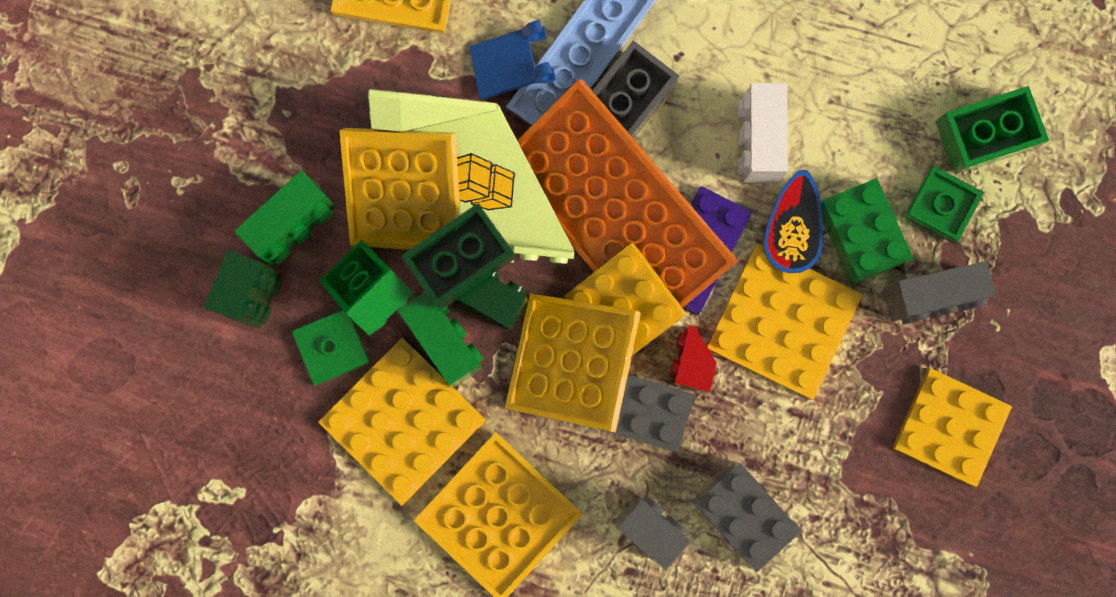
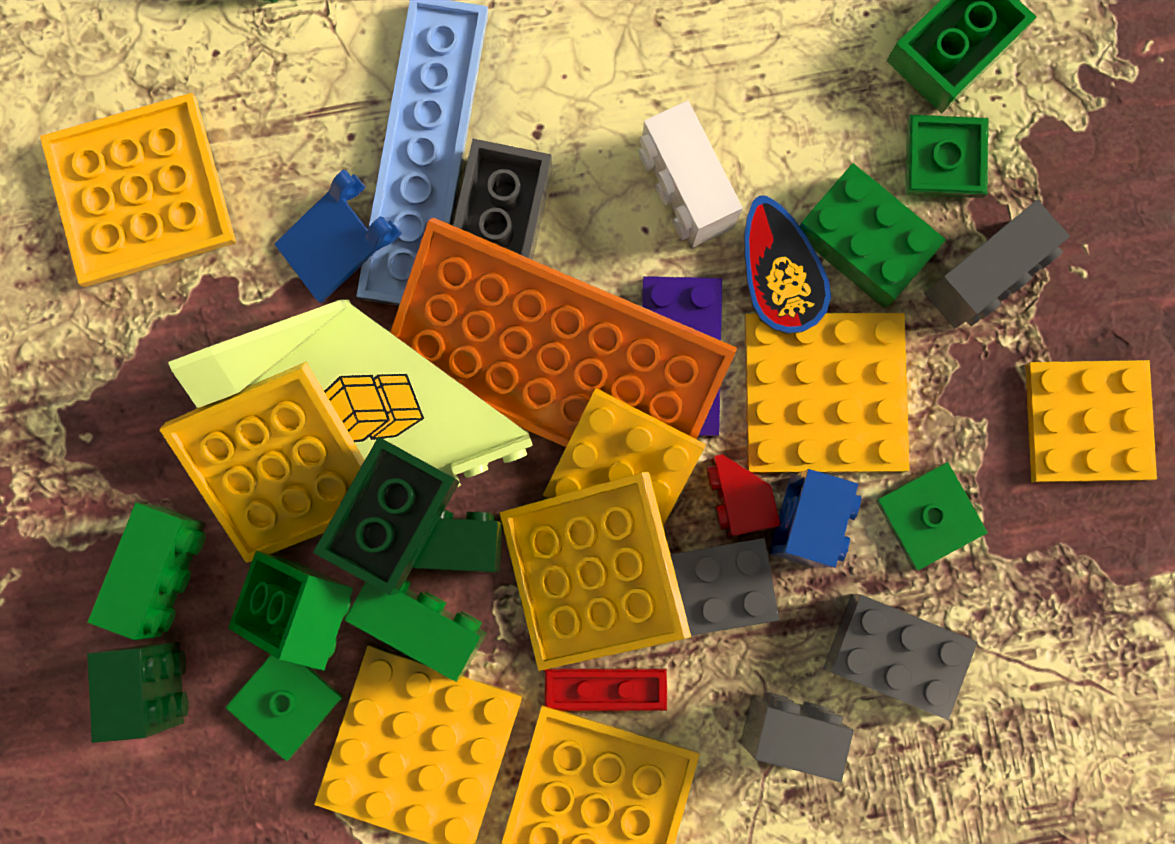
camera: 25 degrees left, 0 degrees up
(542, 442) = (606, 689): none -> red tile
(734, 398) = (815, 519): none -> blue brick
(813, 437) = (931, 516): none -> green plate

